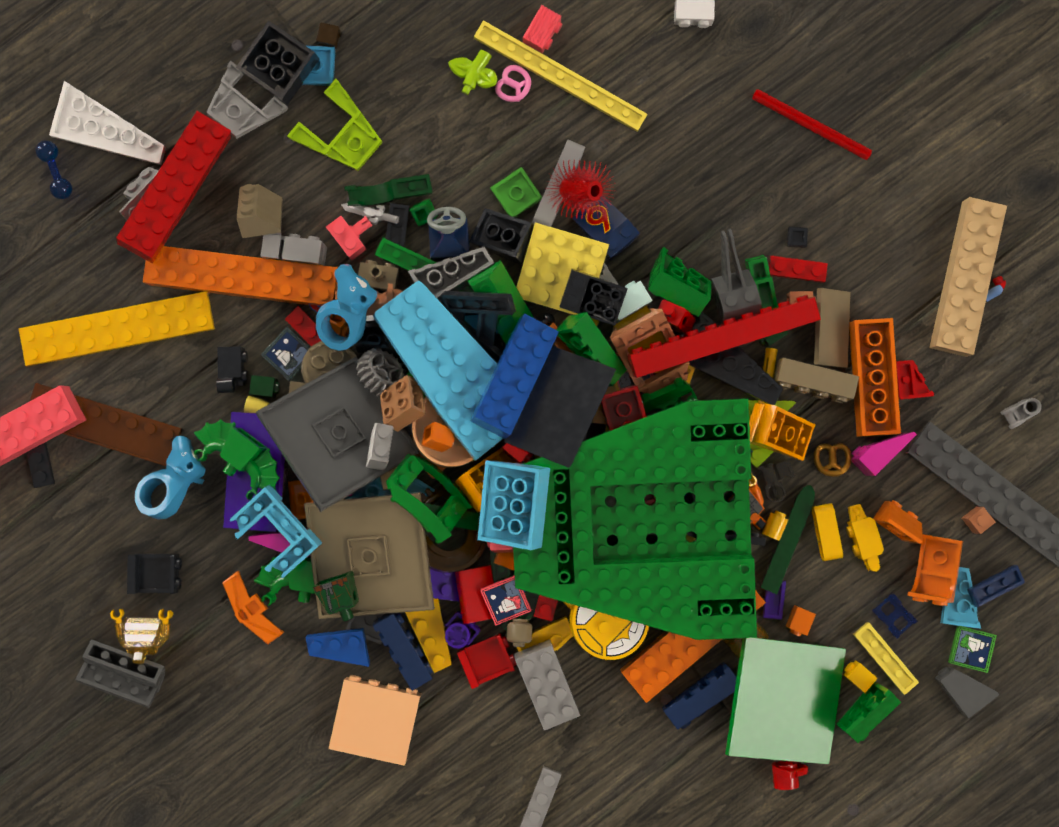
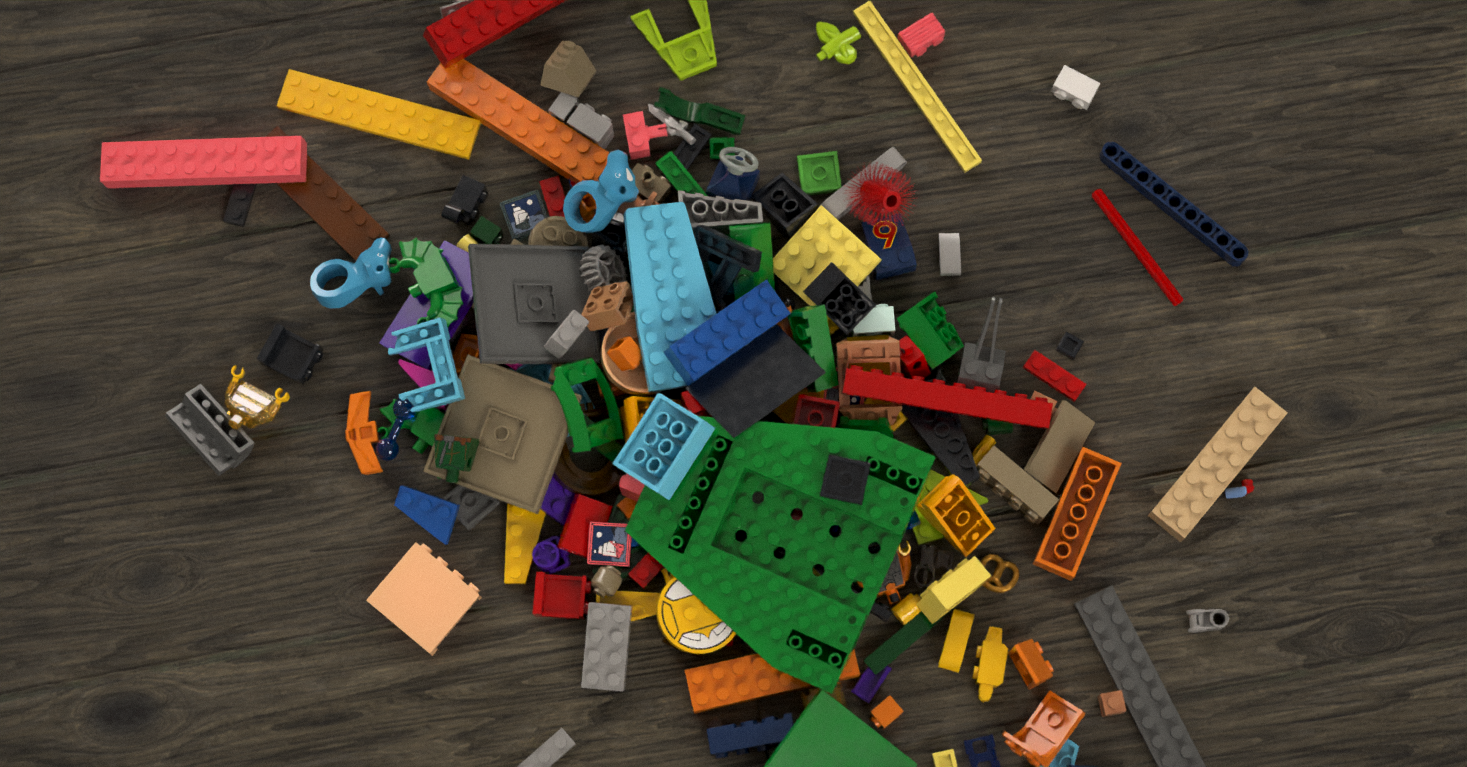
camera: 30 degrees right, 10 degrees down
(277, 611) = (388, 448): none -> clear blue piece
(403, 650) = (486, 542): dark blue wedge -> none
(514, 84) = (869, 72): bright pink piece -> none
(660, 209) = (949, 254): none -> light grey slope
(682, 456) = (845, 479): none -> black tile
(760, 272) = (1013, 368): green slope -> none
(807, 494) = (952, 588): none -> light yellow brick
(834, 69) = (1176, 213): none -> dark blue beam
(875, 456) = (1043, 586): dark pink slope -> none
(911, 381) = (1110, 536): red wing -> none

